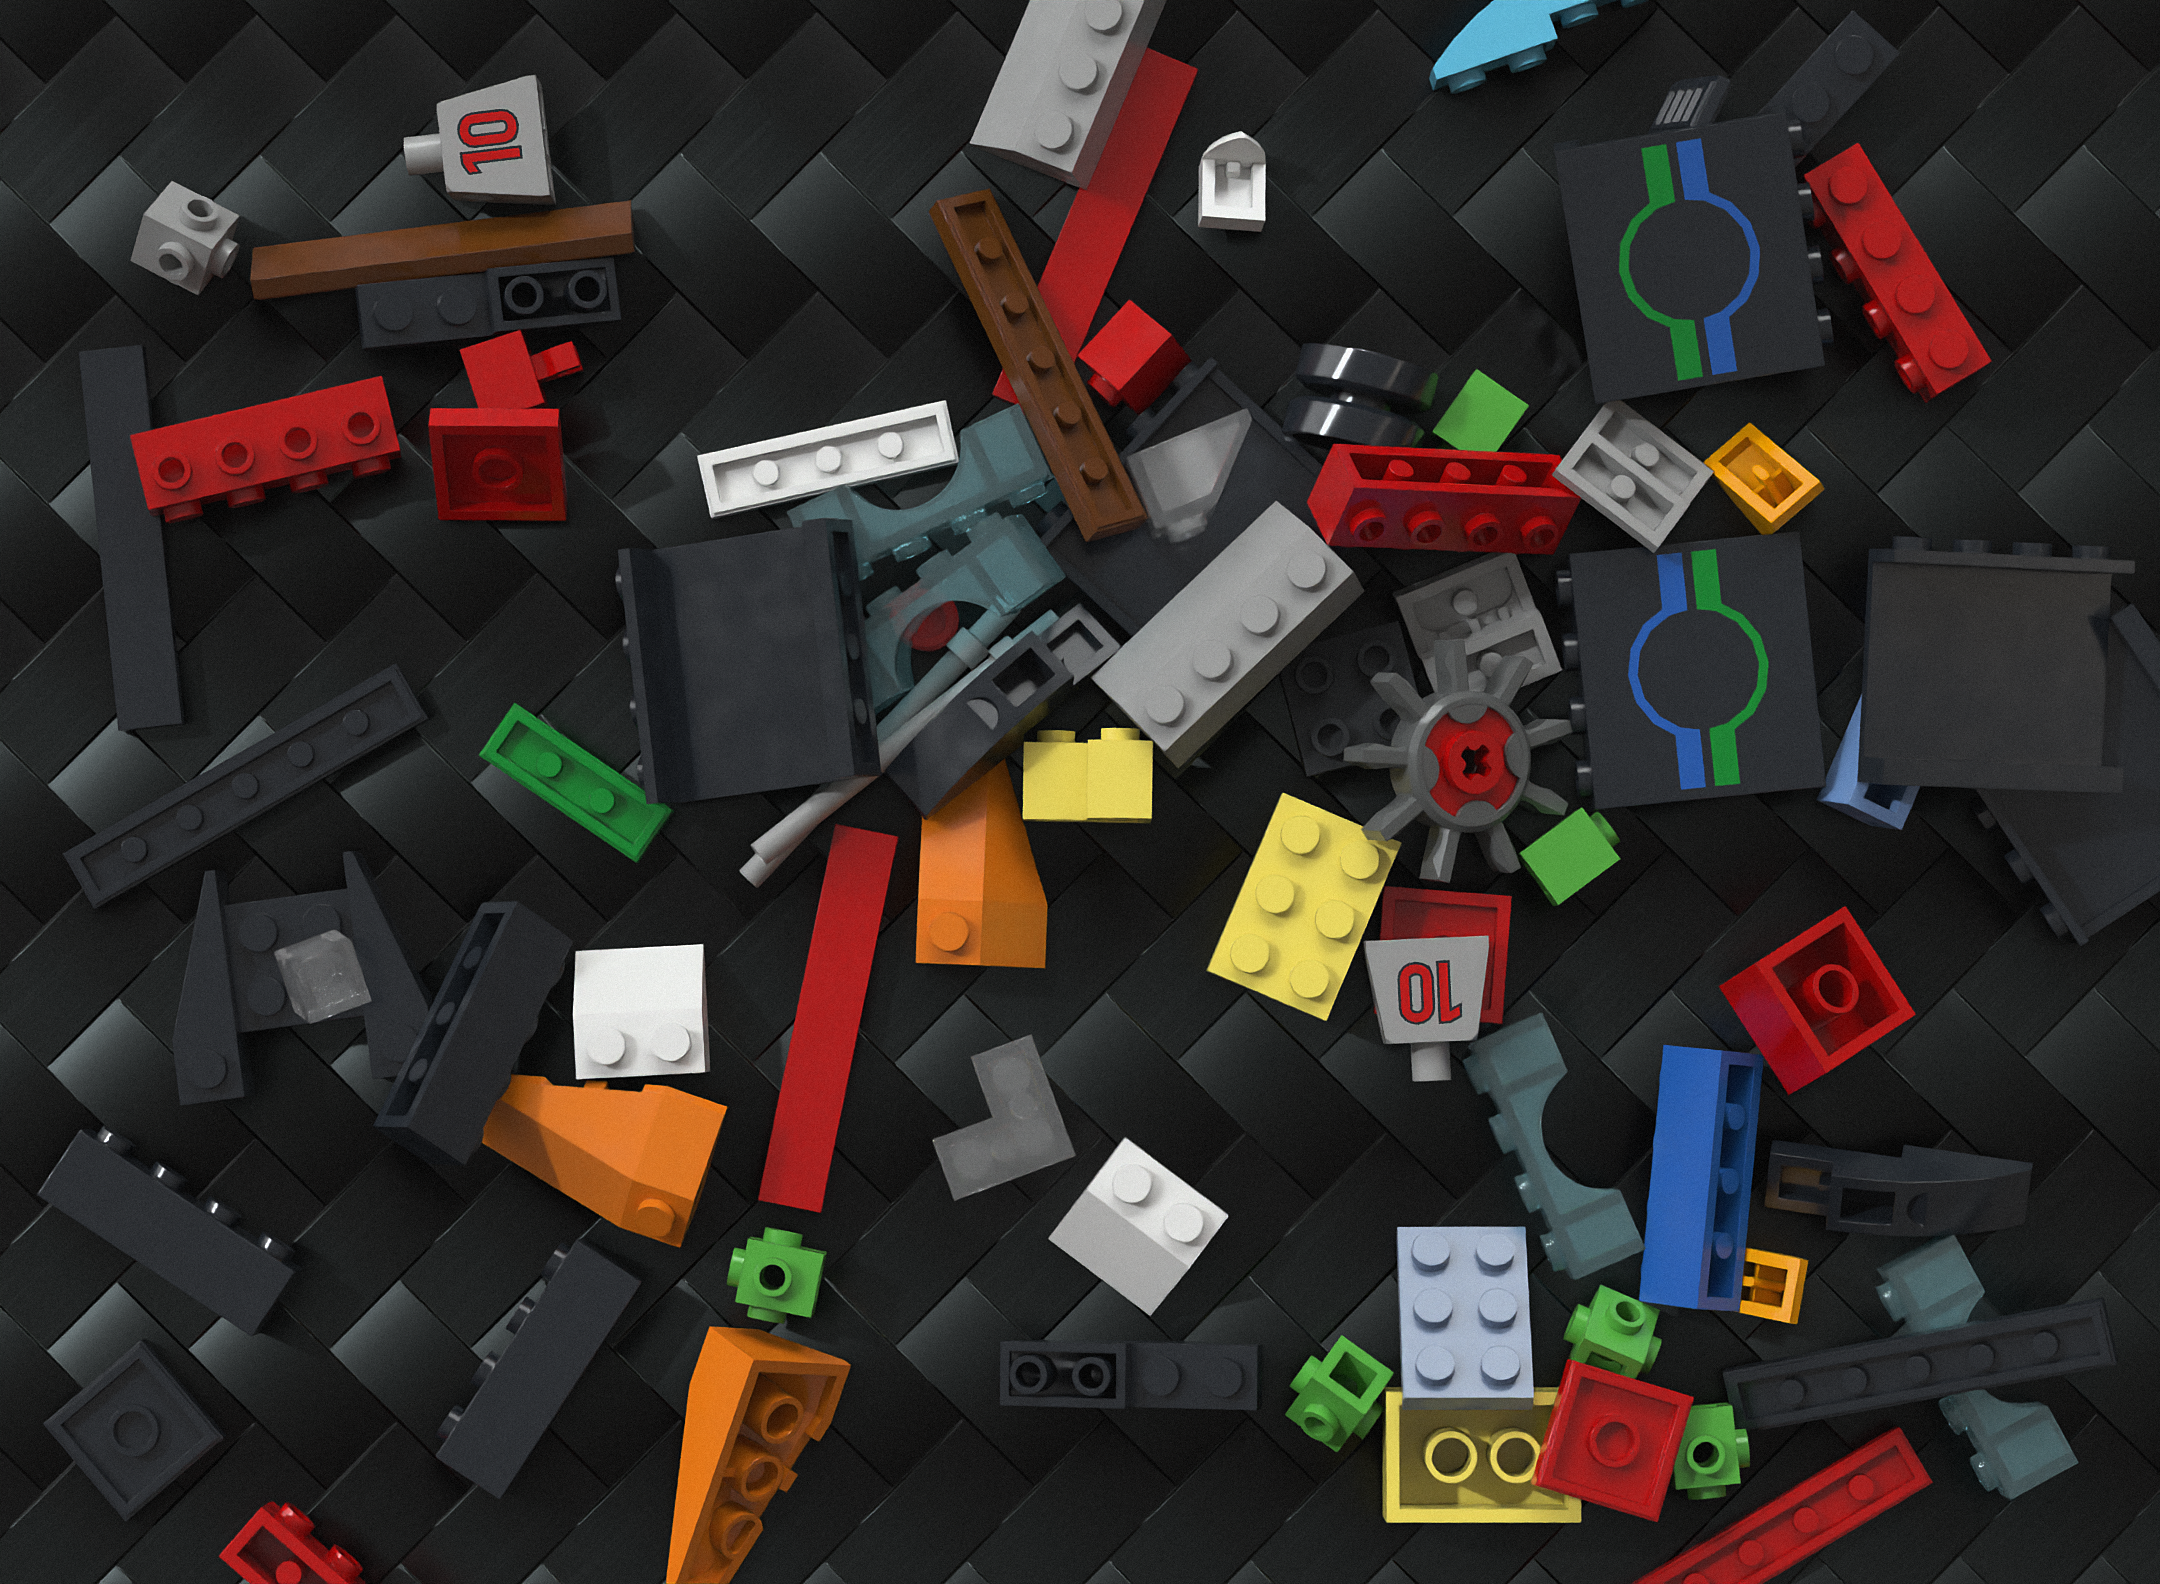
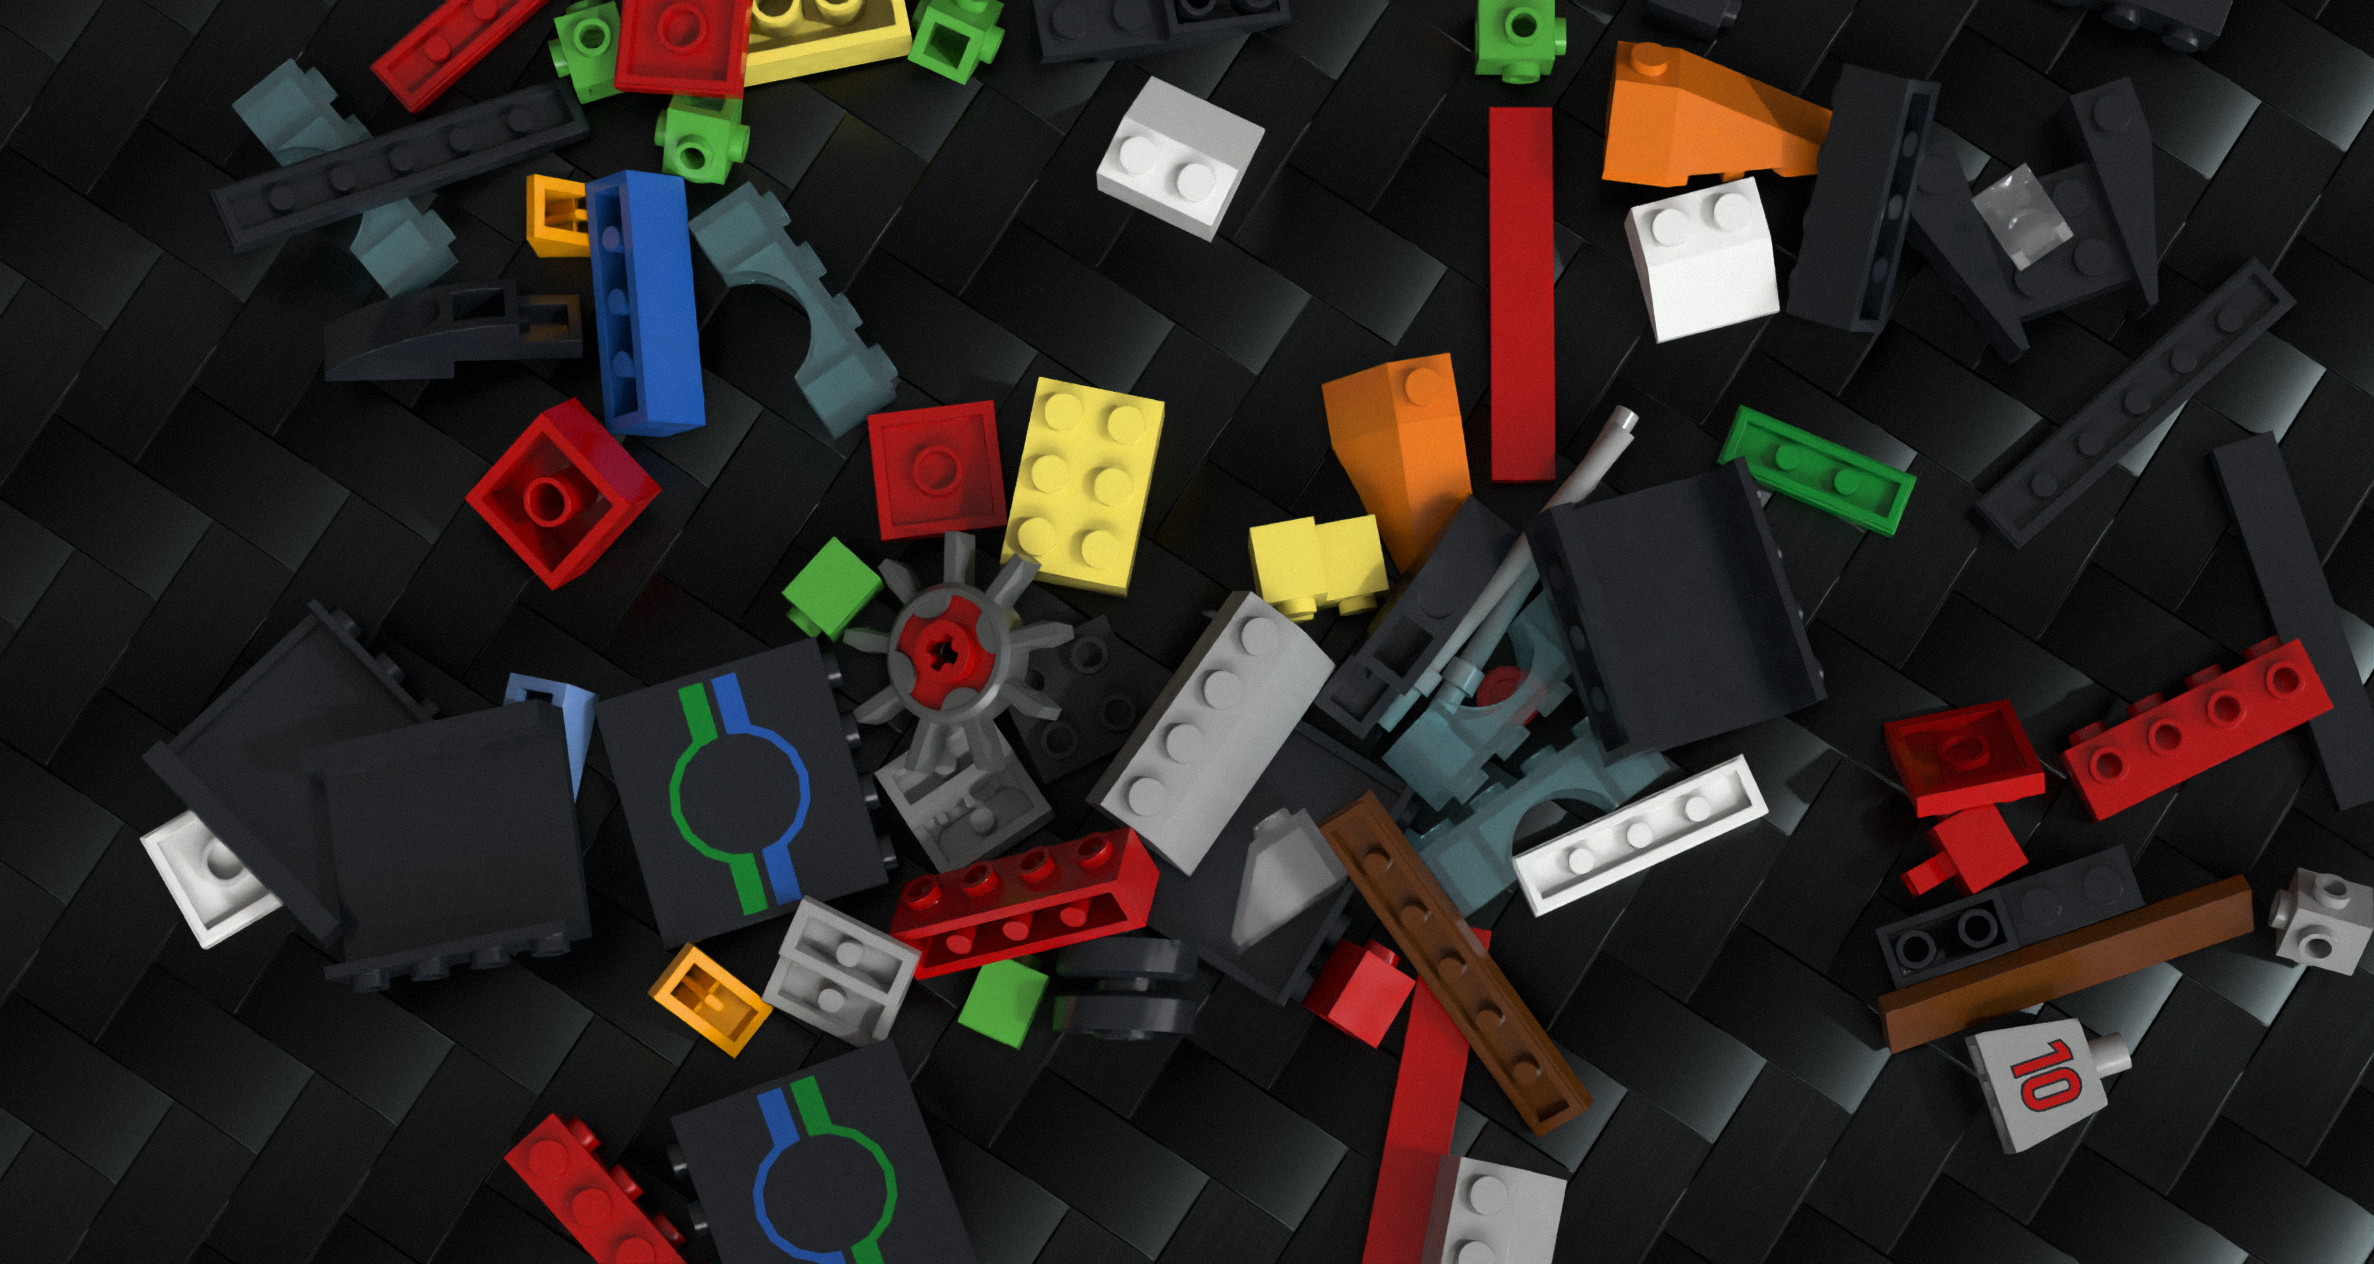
camera: 165 degrees right, 5 degrees down
(1023, 1128) = (1313, 221): clear brick -> none
(1232, 184) = (1296, 1188): white plate -> none
(1428, 996) = (944, 422): light grey torso -> none
(1464, 1318) = (849, 123): plate -> none

